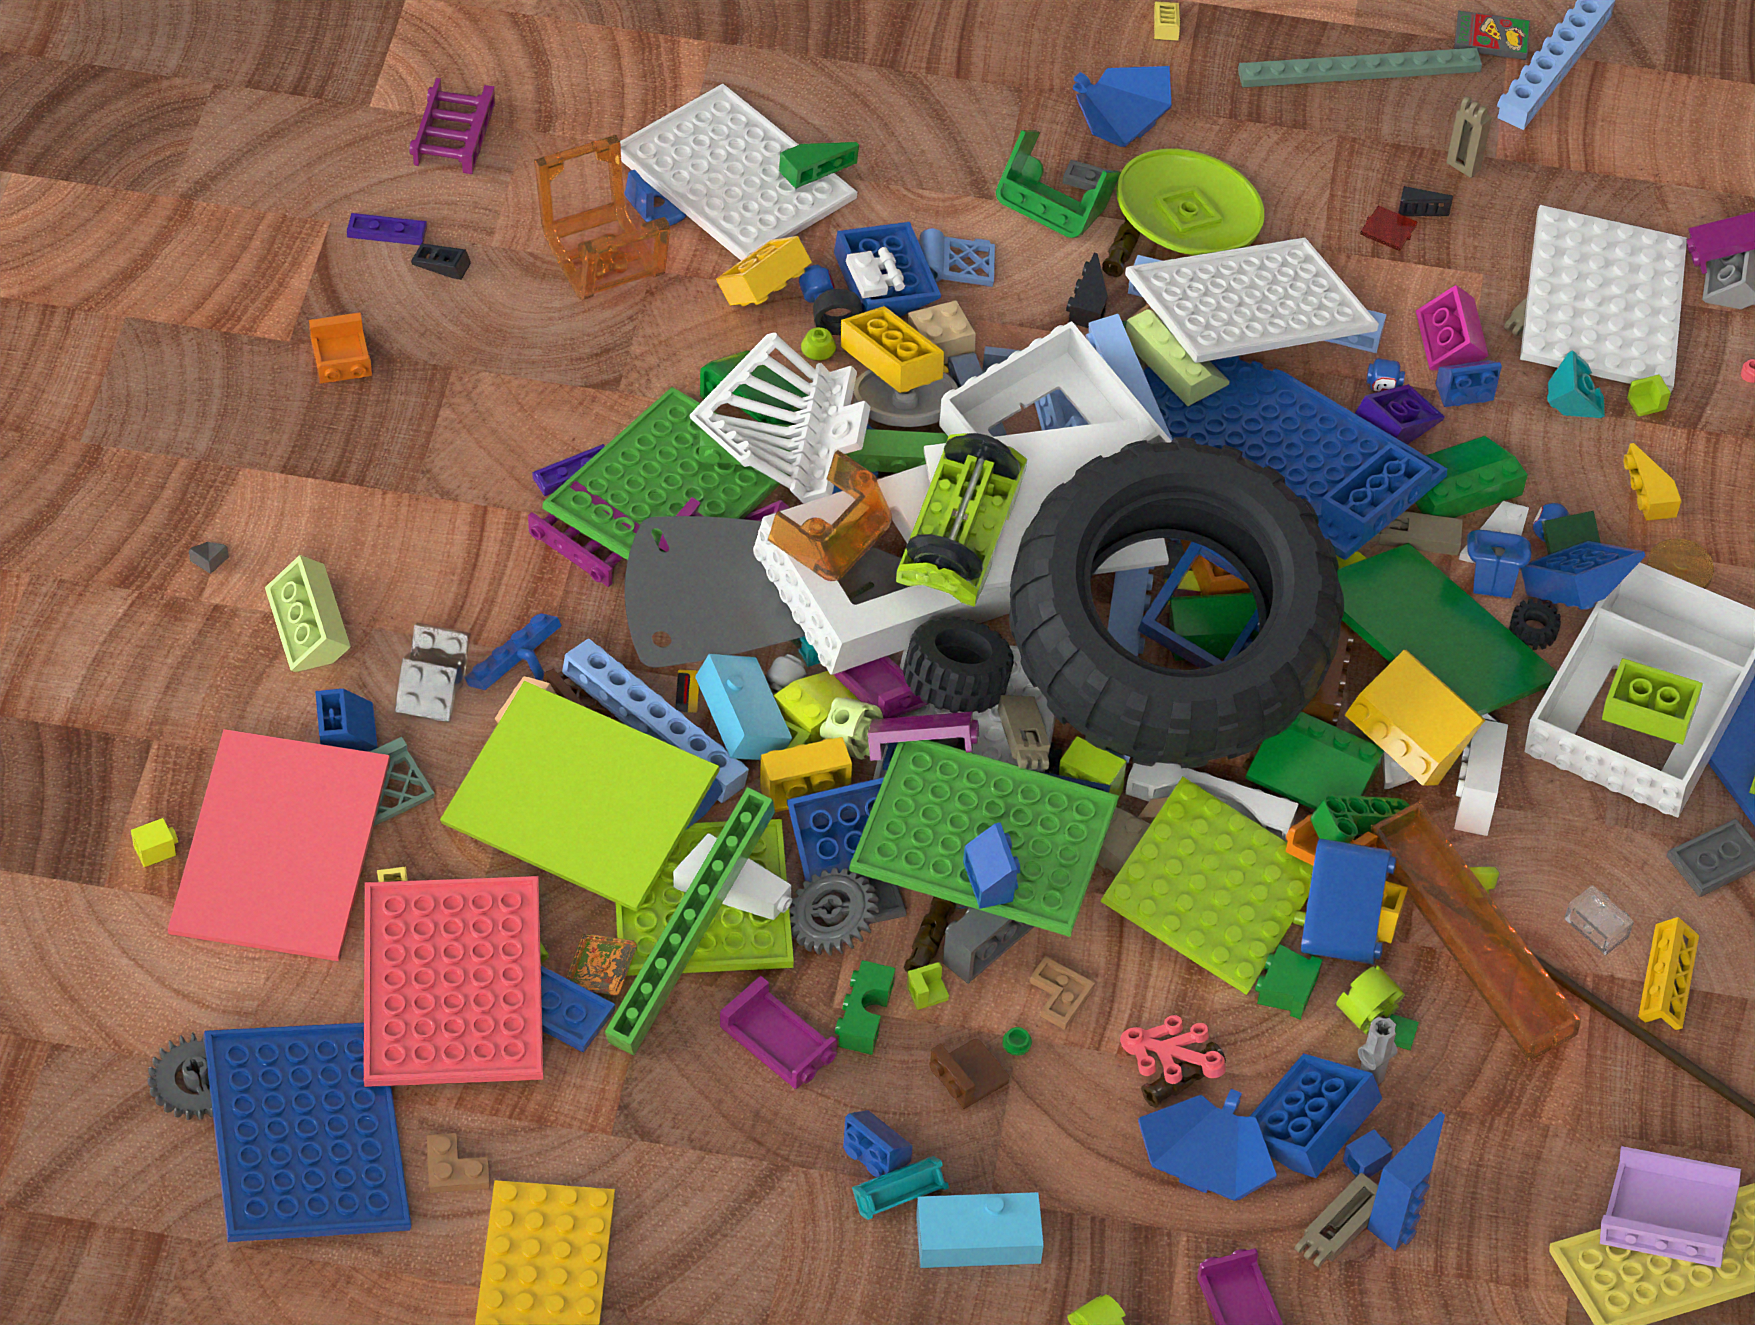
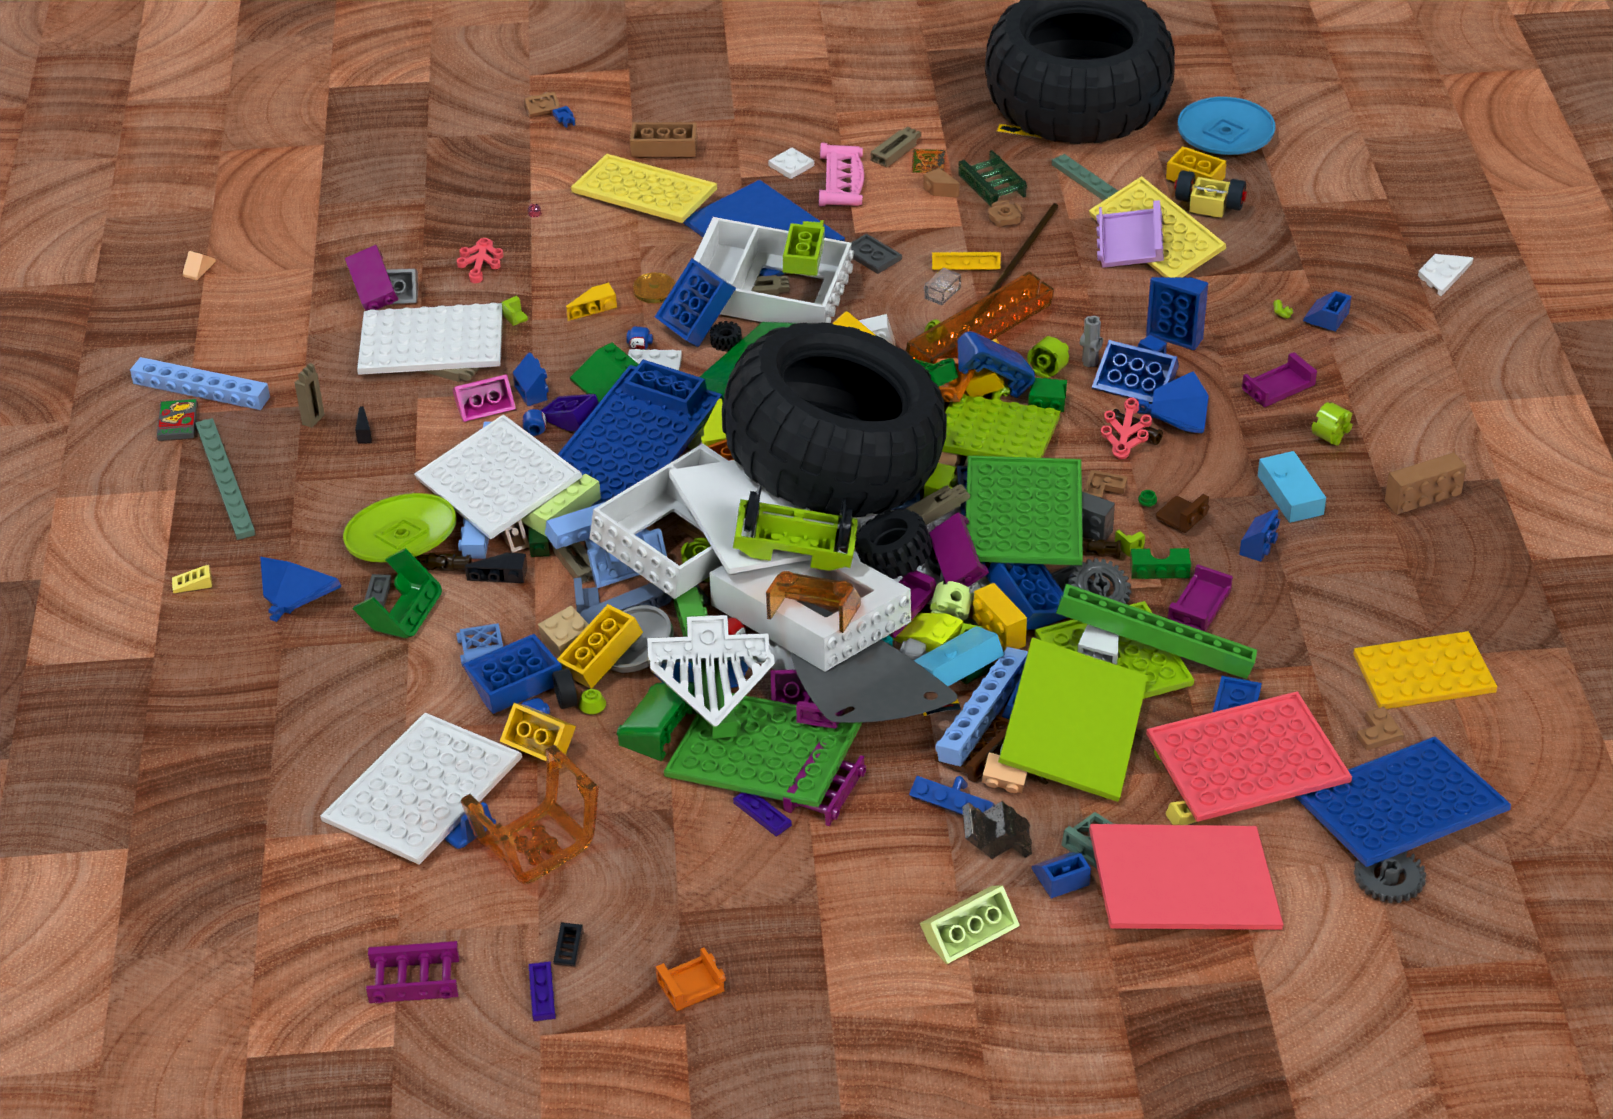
camera: 100 degrees left, 10 degrees down
(154, 842) = (1215, 952): neon yellow brick -> none
(208, 555) = (933, 1003): dark grey slope -> none
(601, 963) = (1194, 689): clear orange tile -> none
(816, 160) = (412, 735): green slope -> none
(867, 273) = (531, 668): white plate -> none
(899, 1186) = (1287, 526): teal container -> none
(992, 867) = (1063, 484): slope -> none
(1346, 1215) = (1199, 355): dark tan hinge -> none
(1388, 228) = (386, 444): clear red piece -> none
(1494, 573) = (692, 348): blue piece -> none
(1570, 531) = (653, 325): dark green tile -> none
(1573, 390) = (521, 339): teal slope -> none

